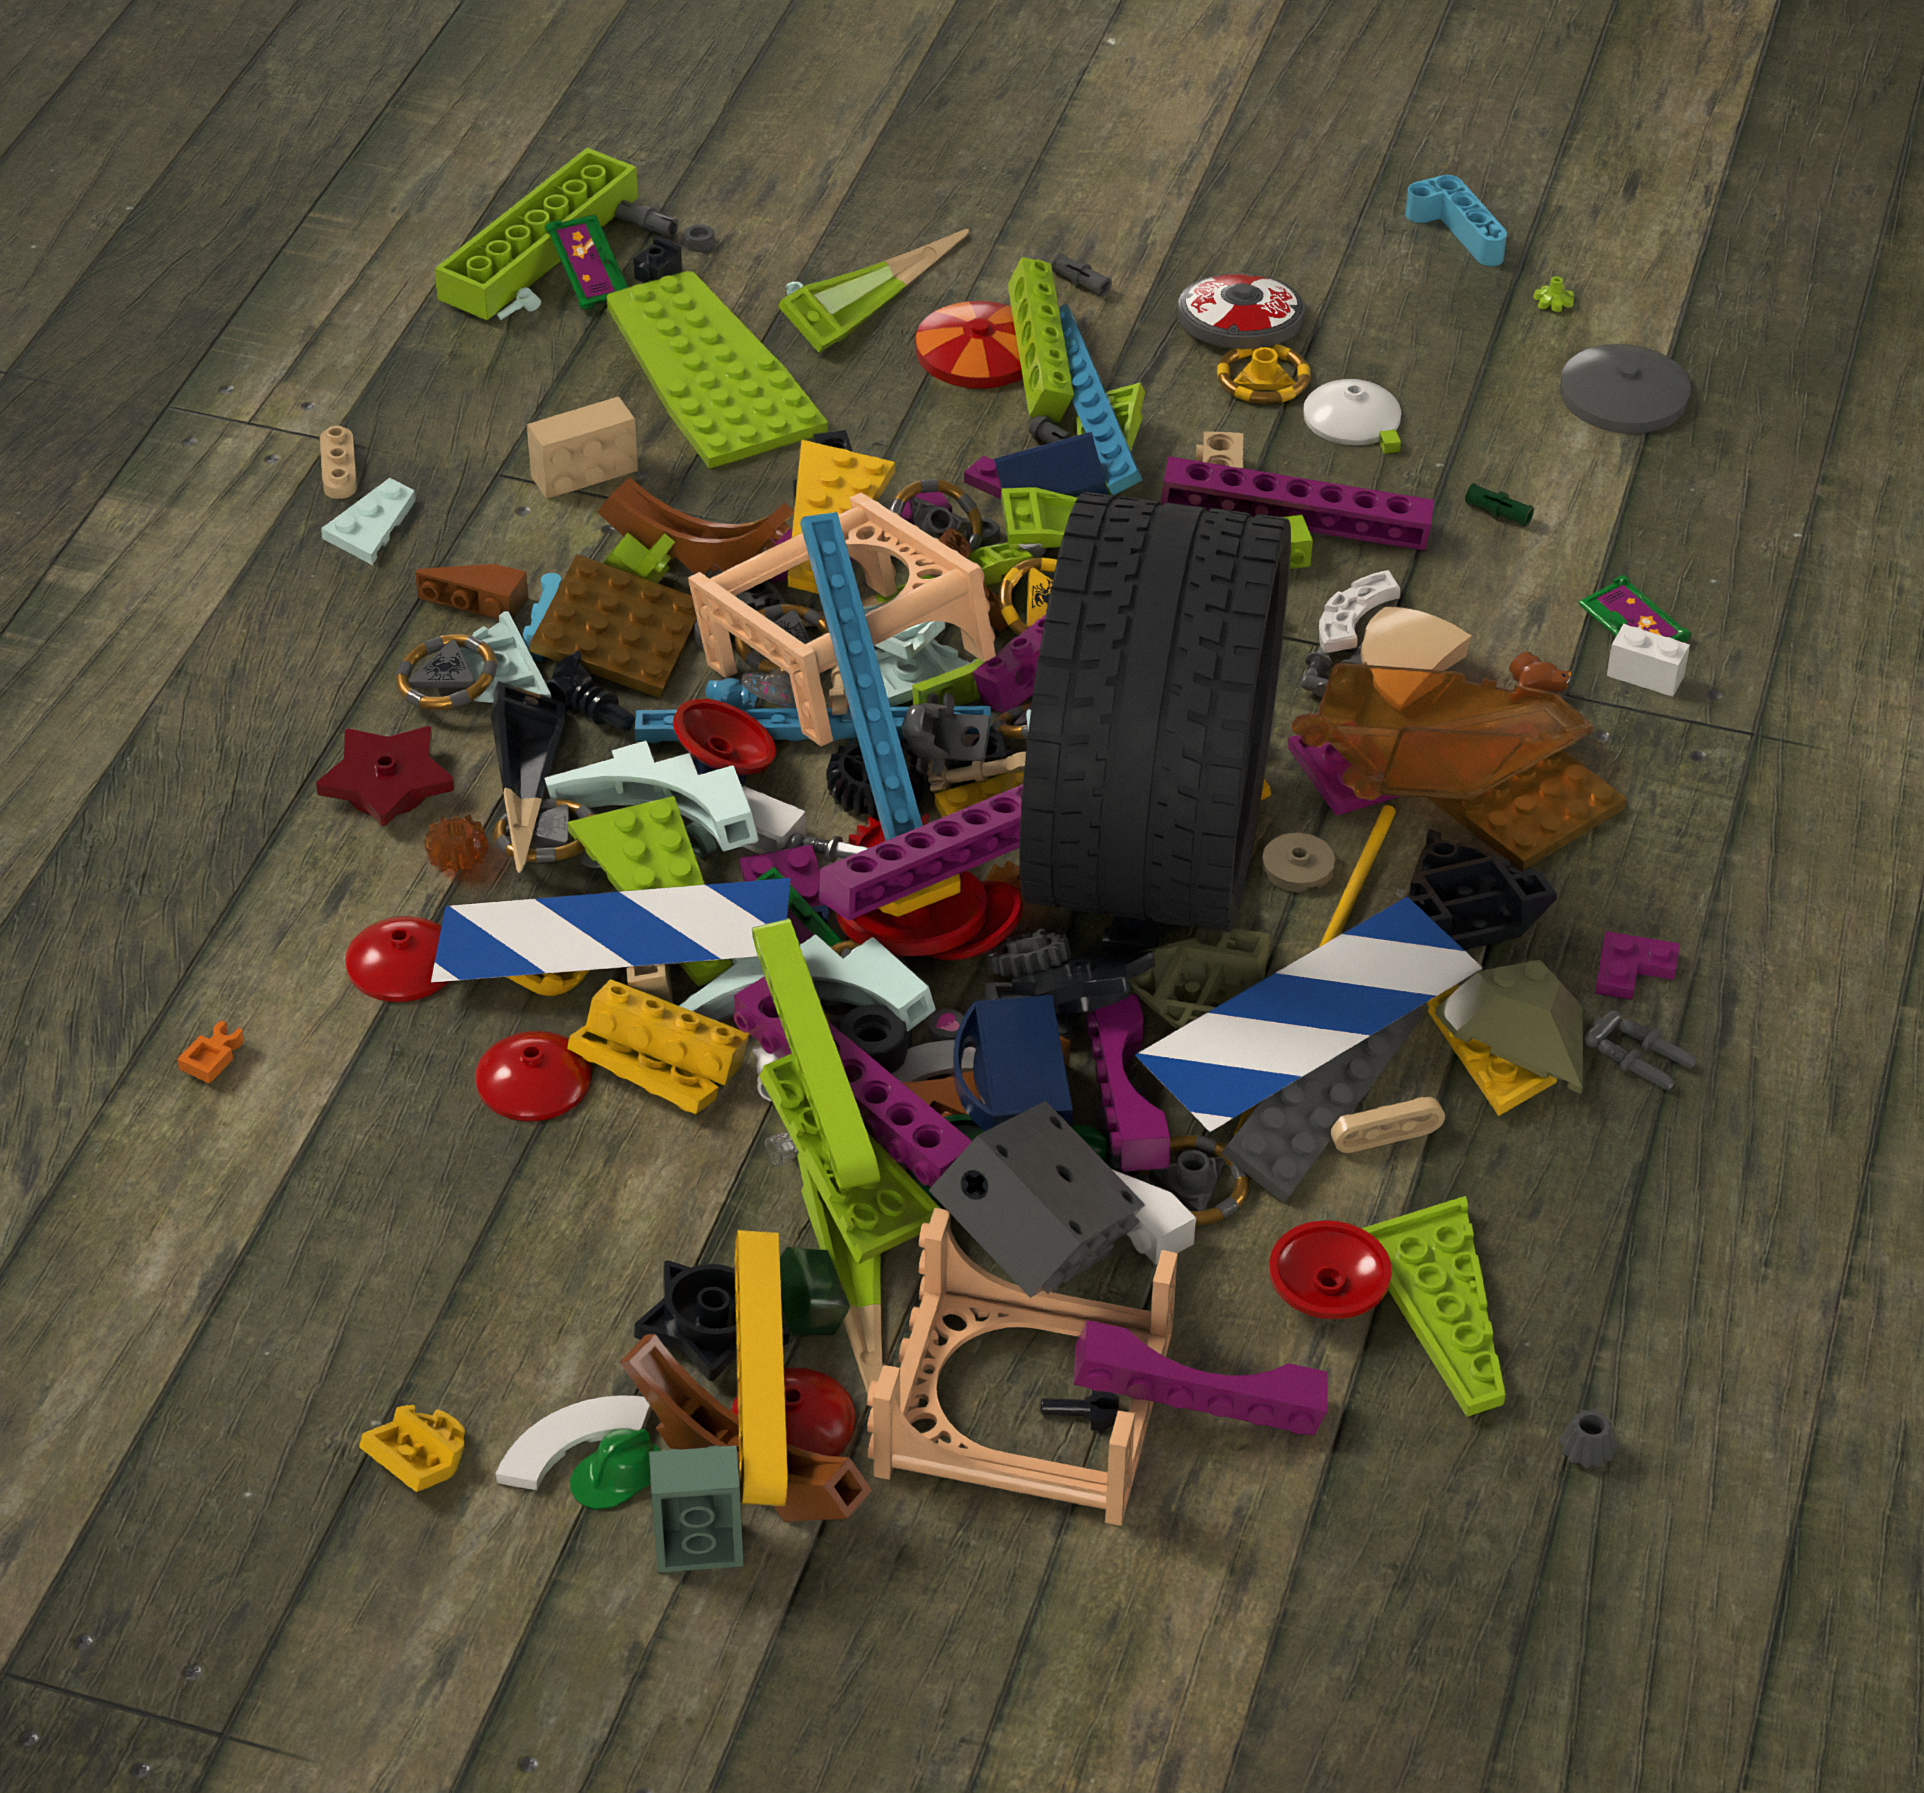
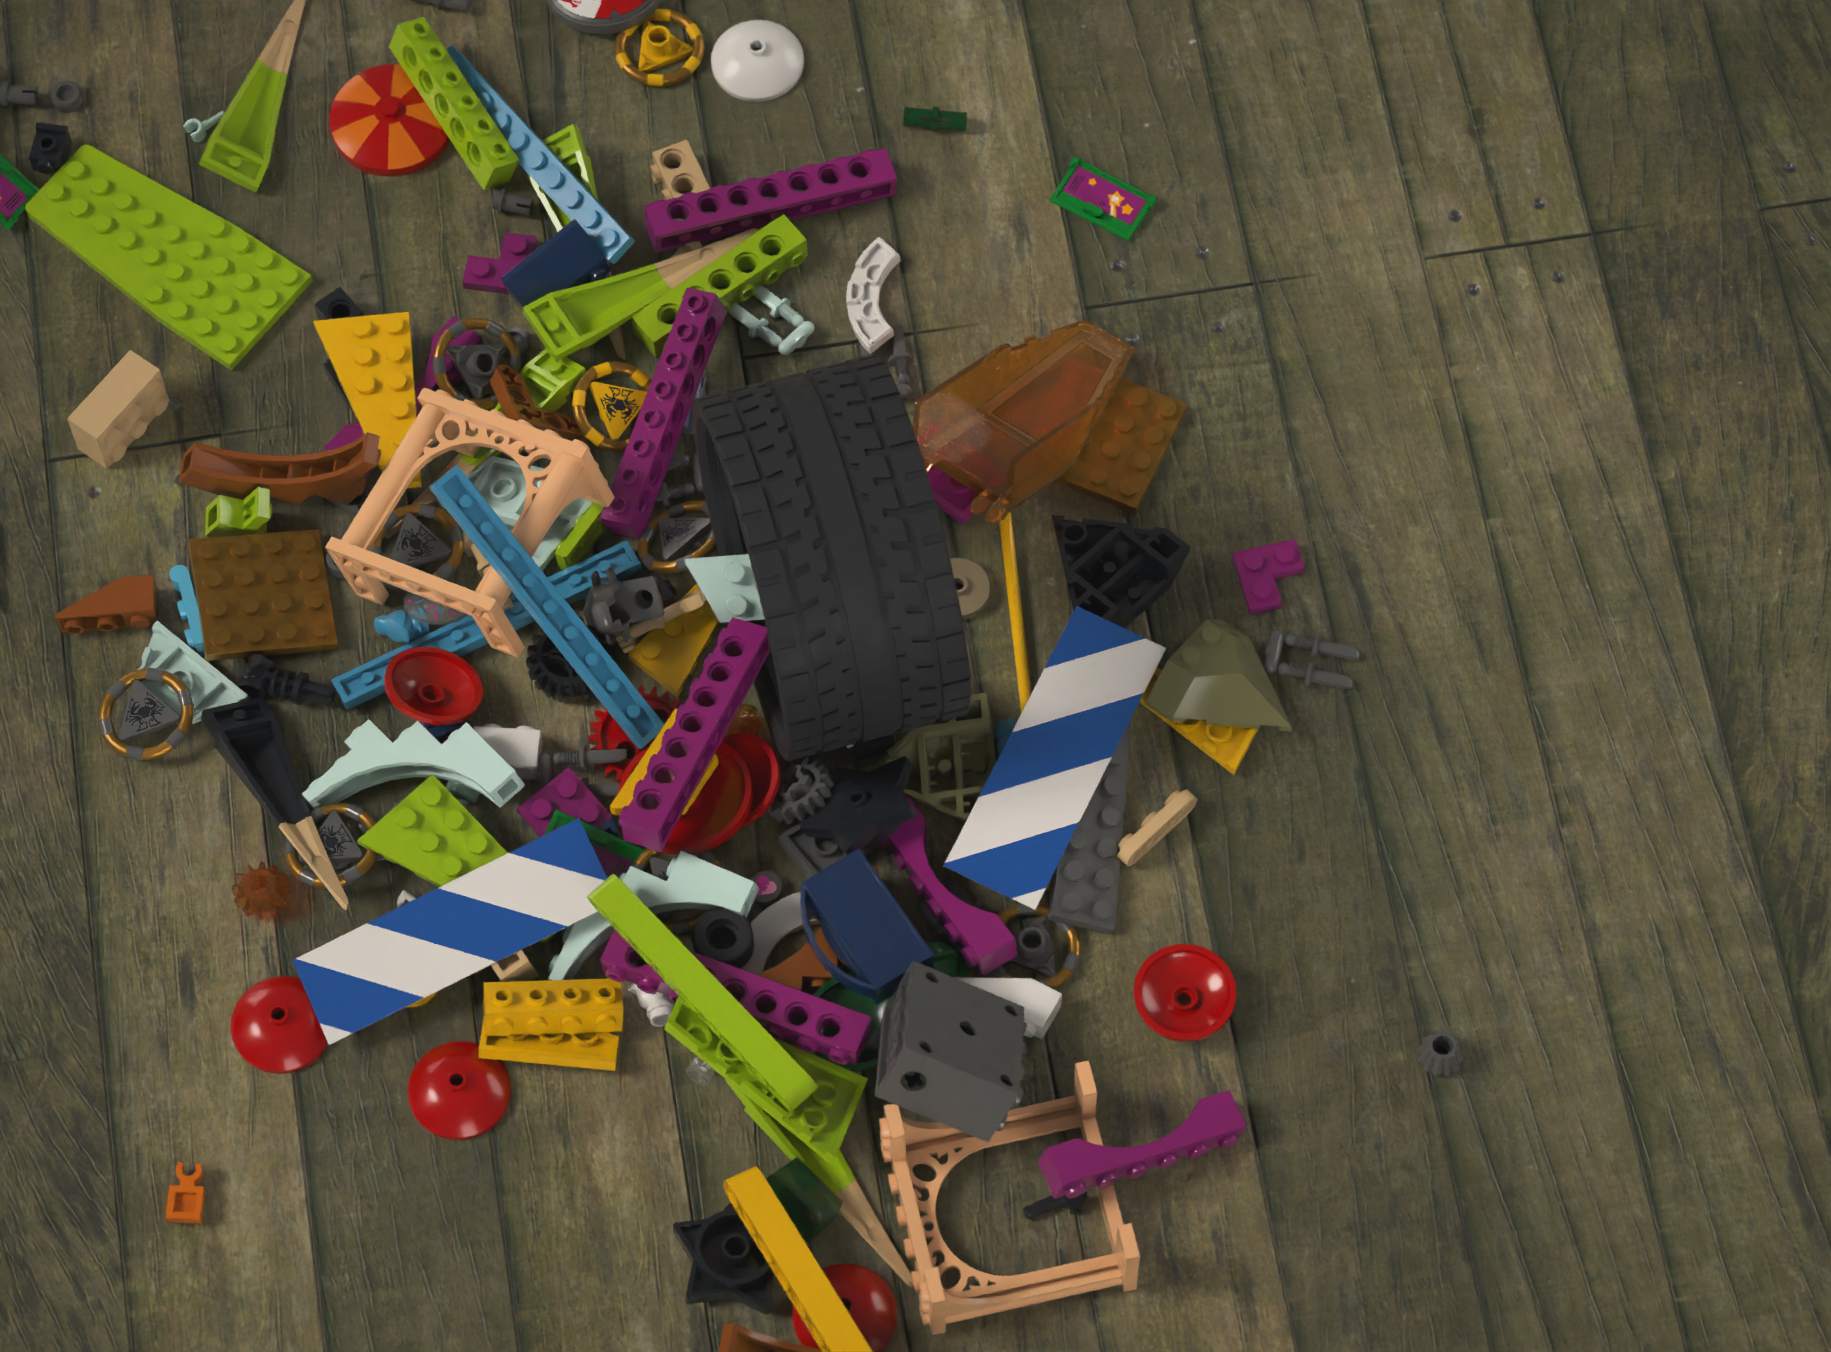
camera: 25 degrees left, 20 degrees up
(386, 773) = (160, 865): dark red plate -> none
(1389, 441) = (807, 83): lime piece -> none
(1412, 640) = (938, 322): tan brick -> none
(1444, 1298) = (1276, 971): lime wing -> none
(1533, 673) = (1057, 304): dark orange animal -> none
(1648, 660) = (1139, 247): white brick -> none

